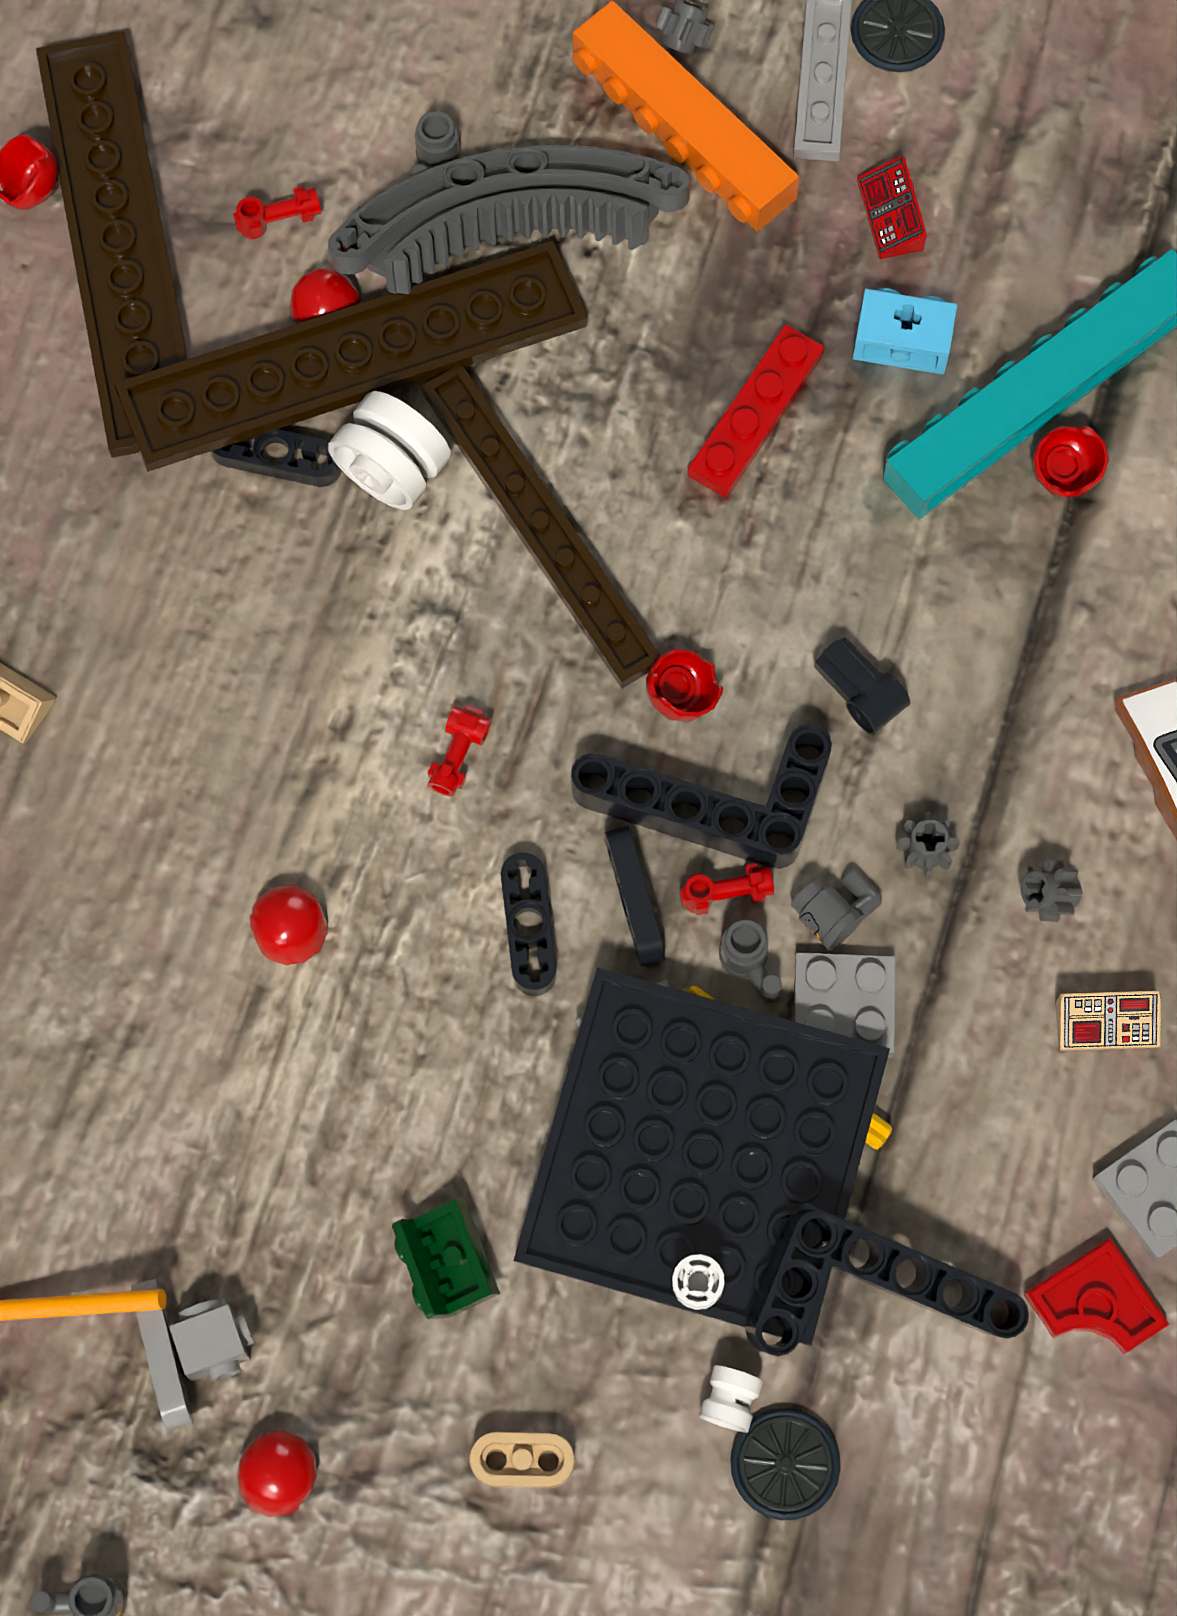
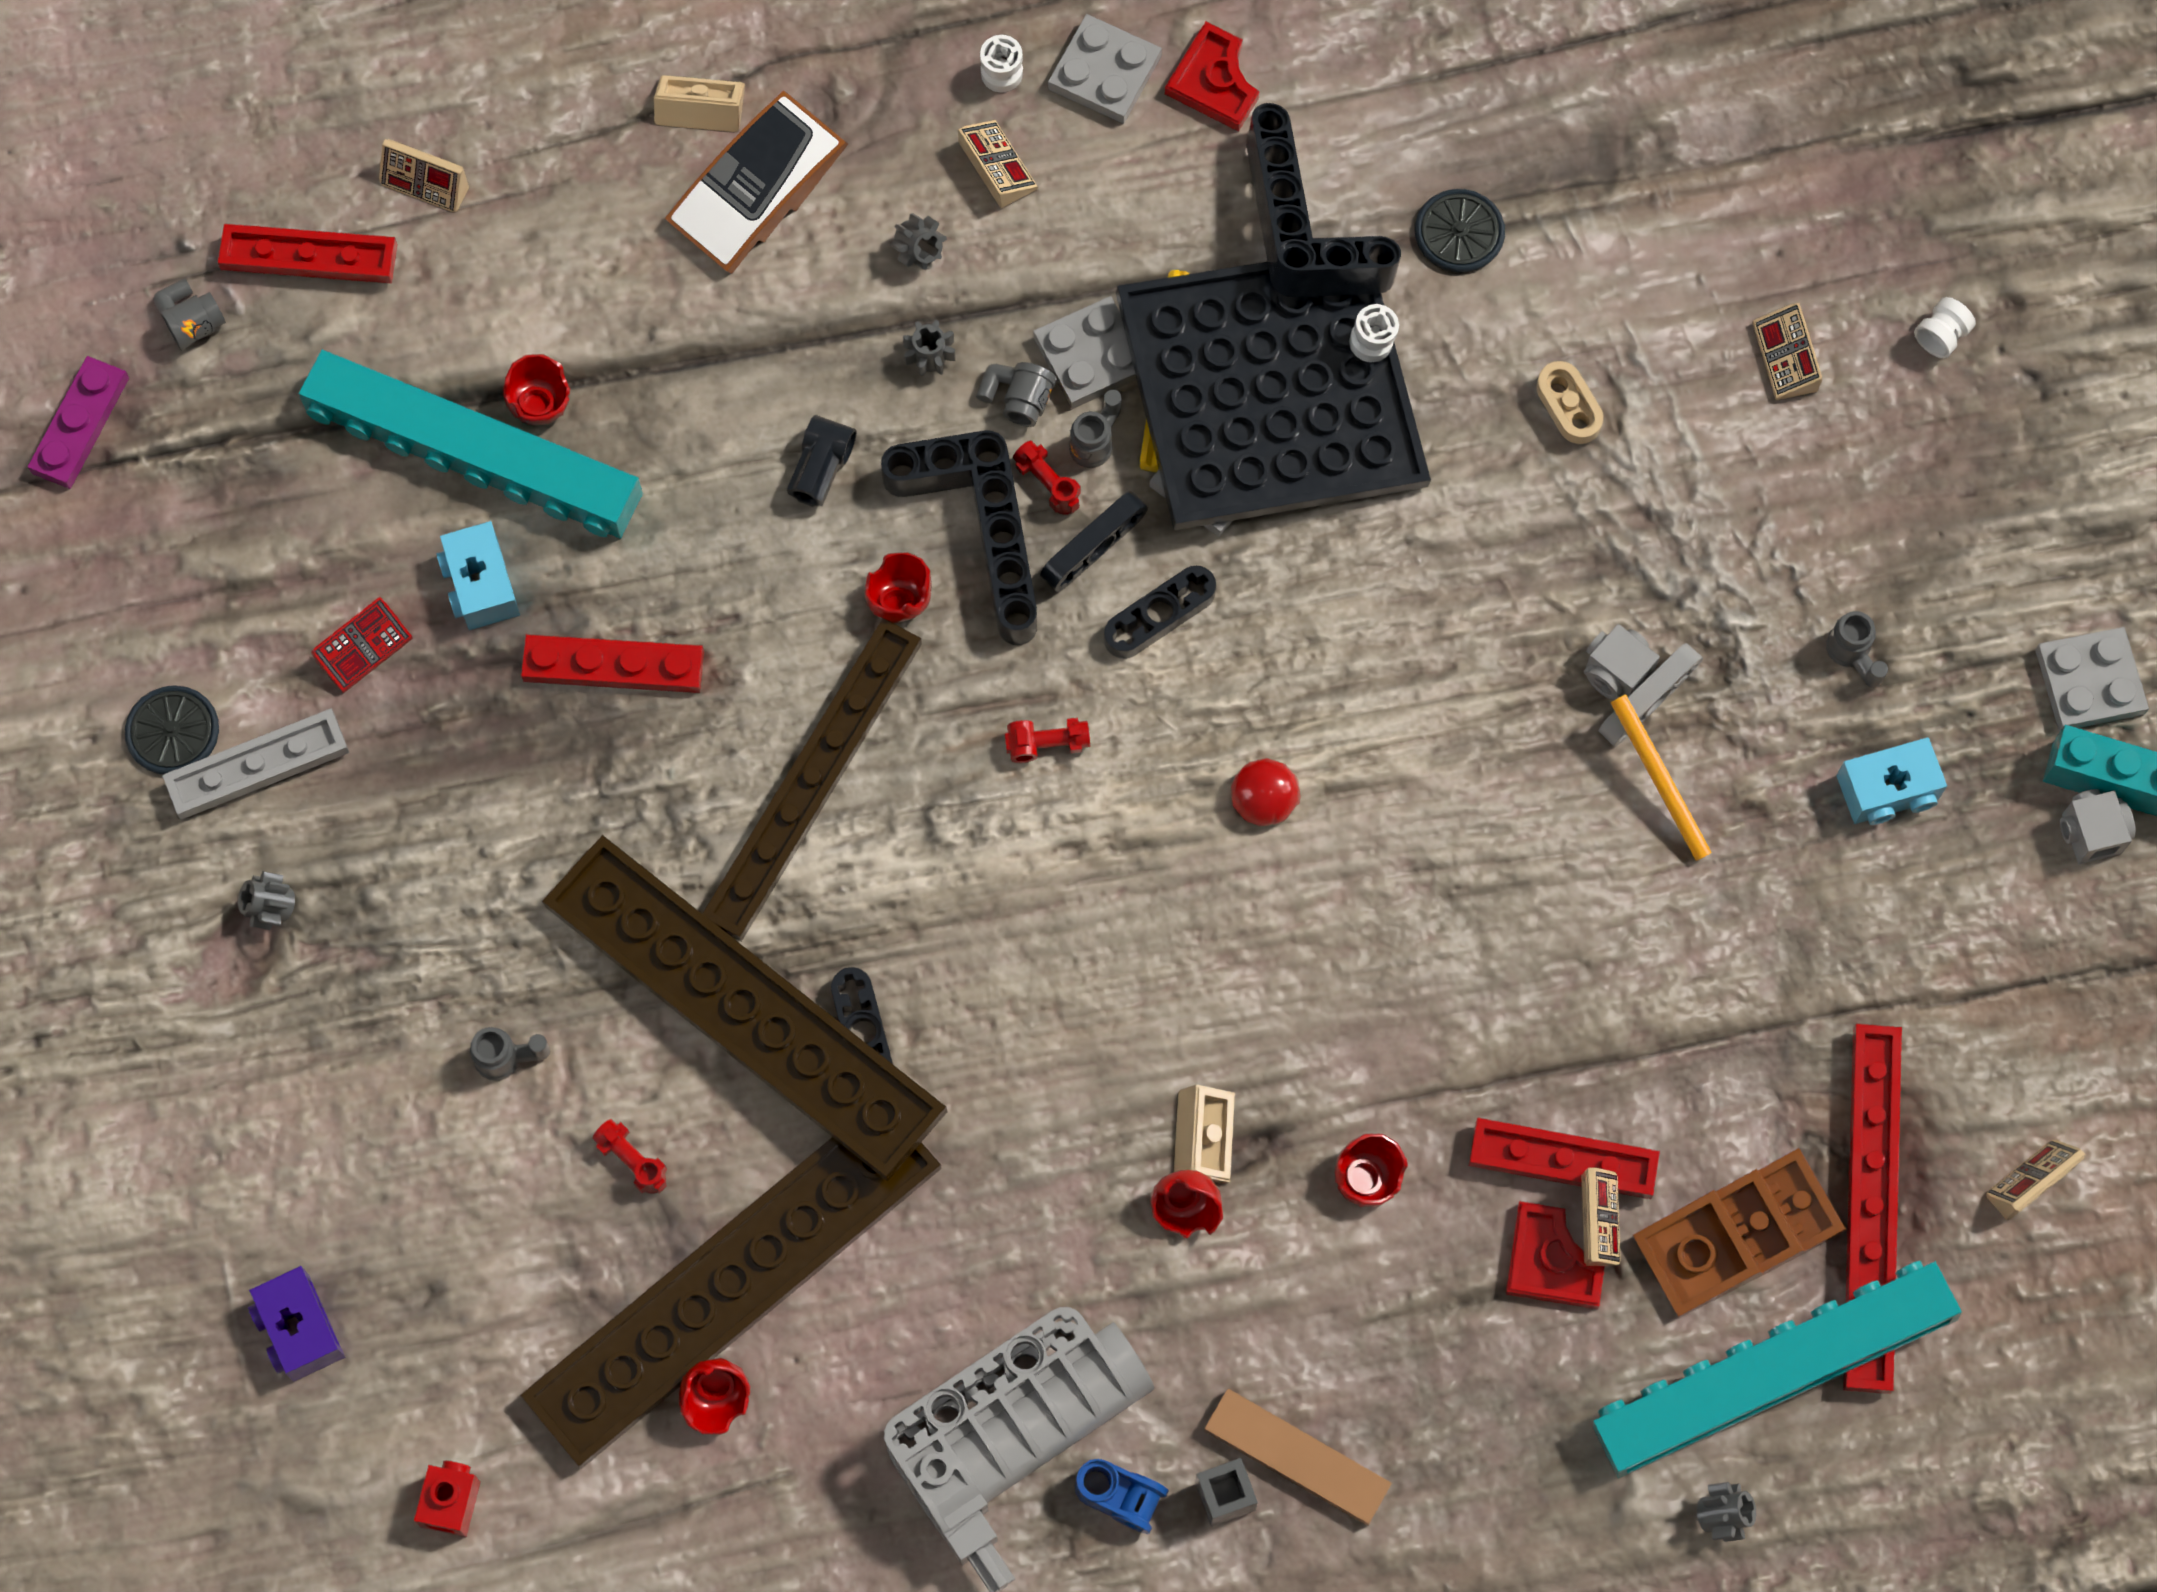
camera: 120 degrees left, 0 degrees up
(276, 1473) = (1683, 568): red hair -> none
(320, 294) = (698, 1071): red hair -> none
(389, 450) = (828, 918): white wheel -> none
(445, 1260) = (1458, 529): dark green bracket -> none
(501, 195) = (485, 908): dark grey gear -> none
(684, 116) = (358, 858): orange brick -> none
(731, 1399) = (1439, 282): white wheel -> none

